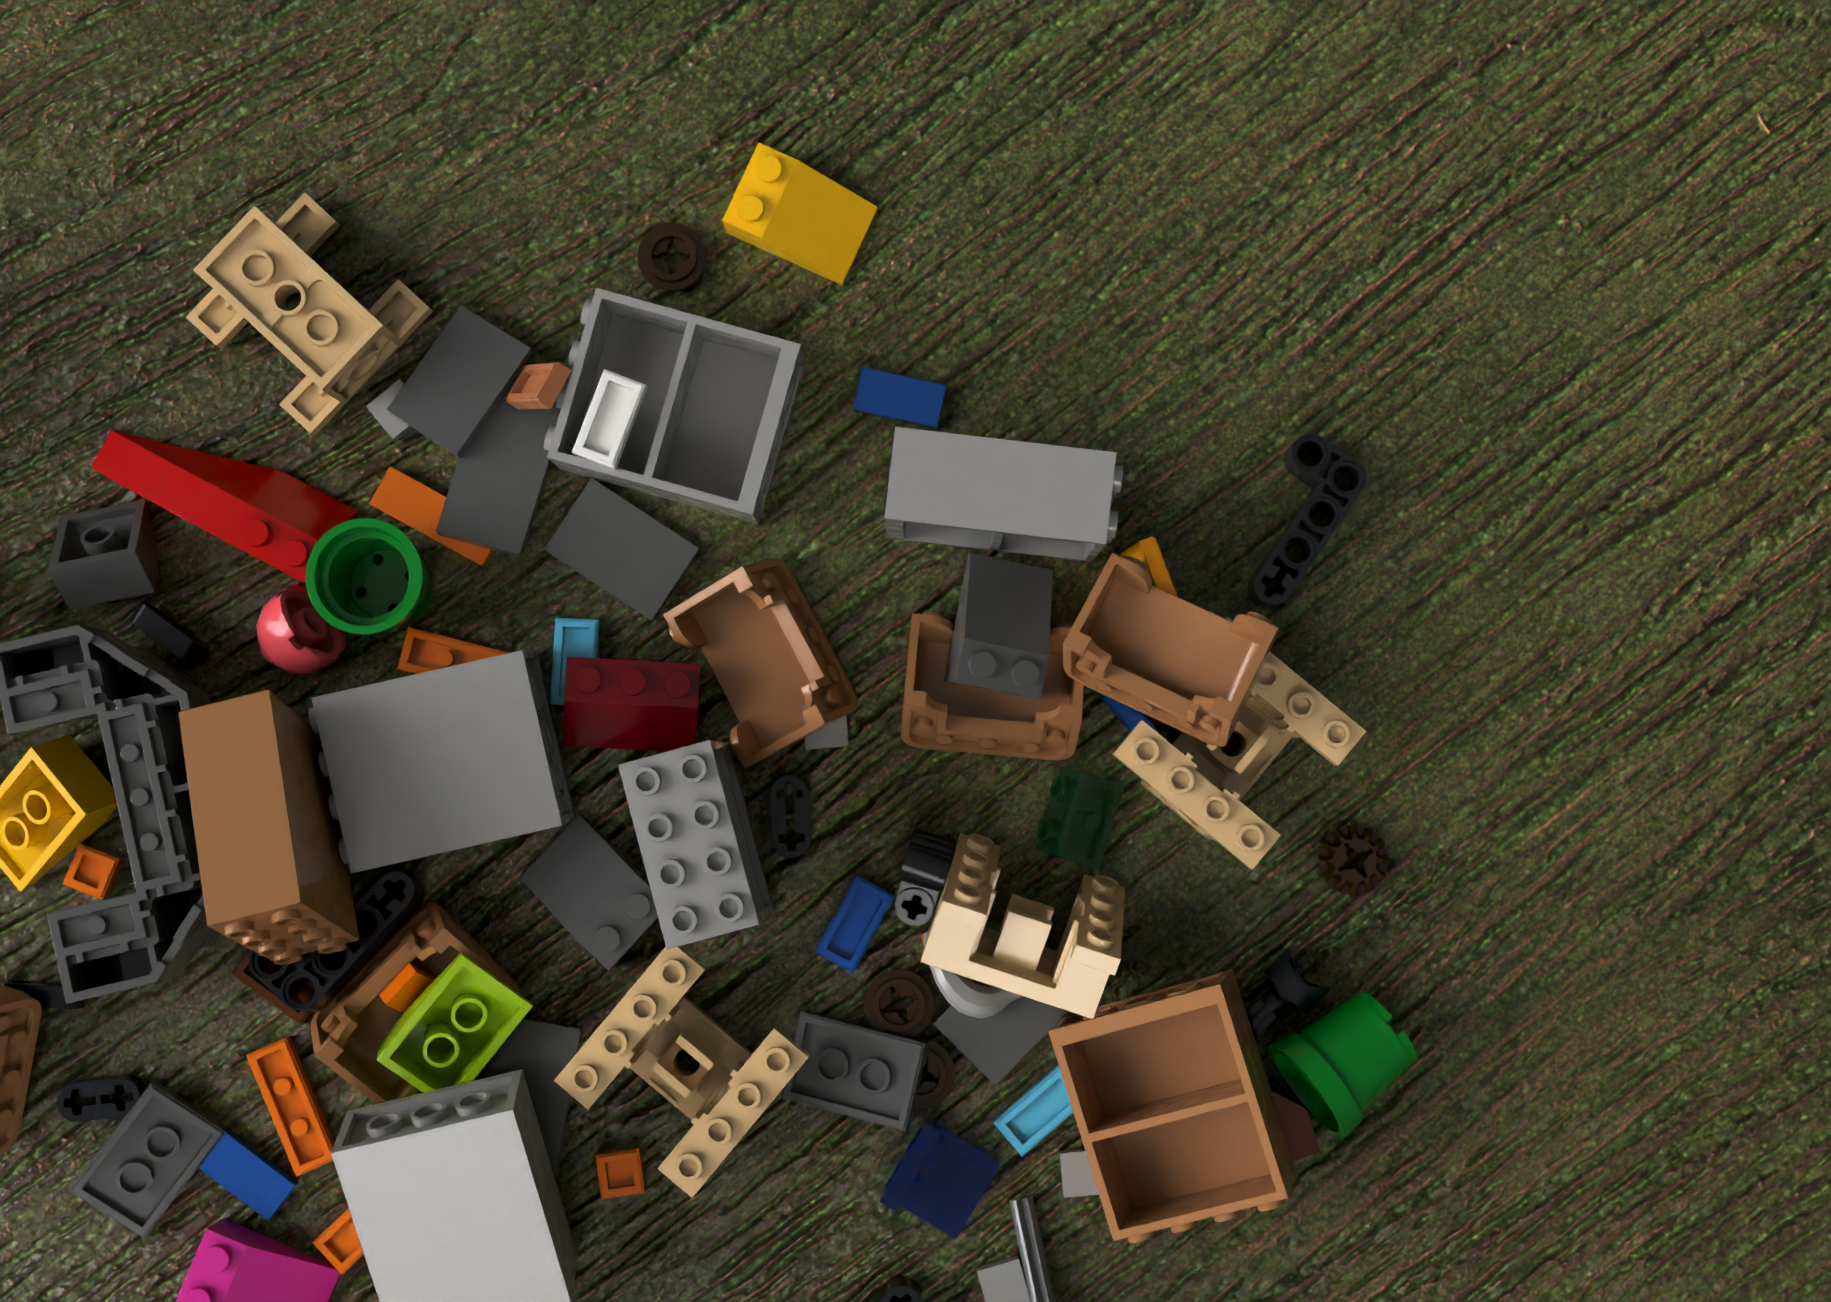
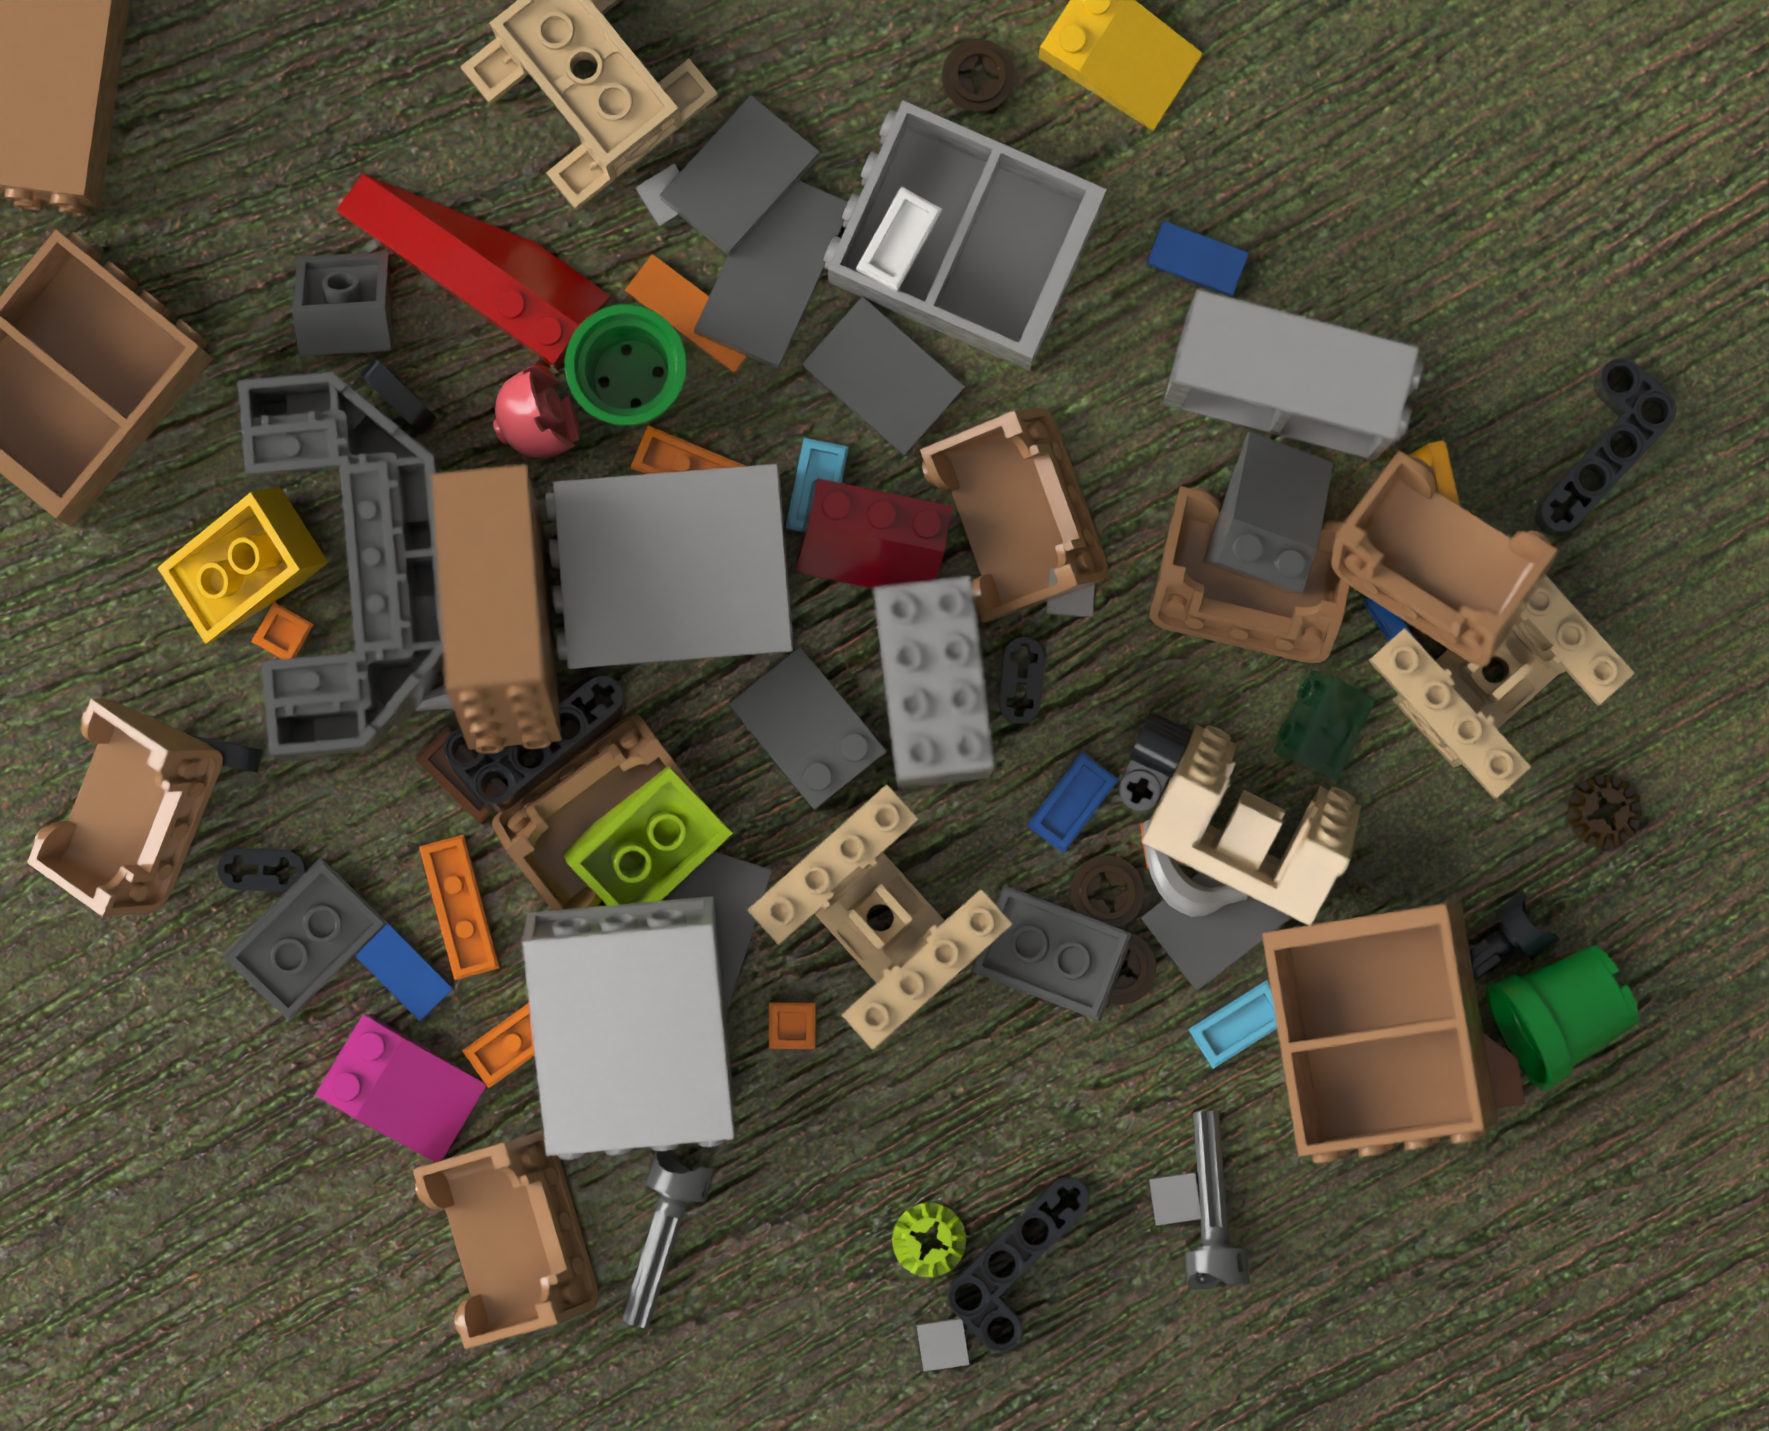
camera: 10 degrees right, 0 degrees up
(406, 987) = (599, 798): orange tile -> none
(537, 386) = (824, 193): nougat tile -> none
(940, 1178) = (1125, 1078): clear blue bracket -> none
(1076, 1174) = (1269, 1095): light grey tile -> none

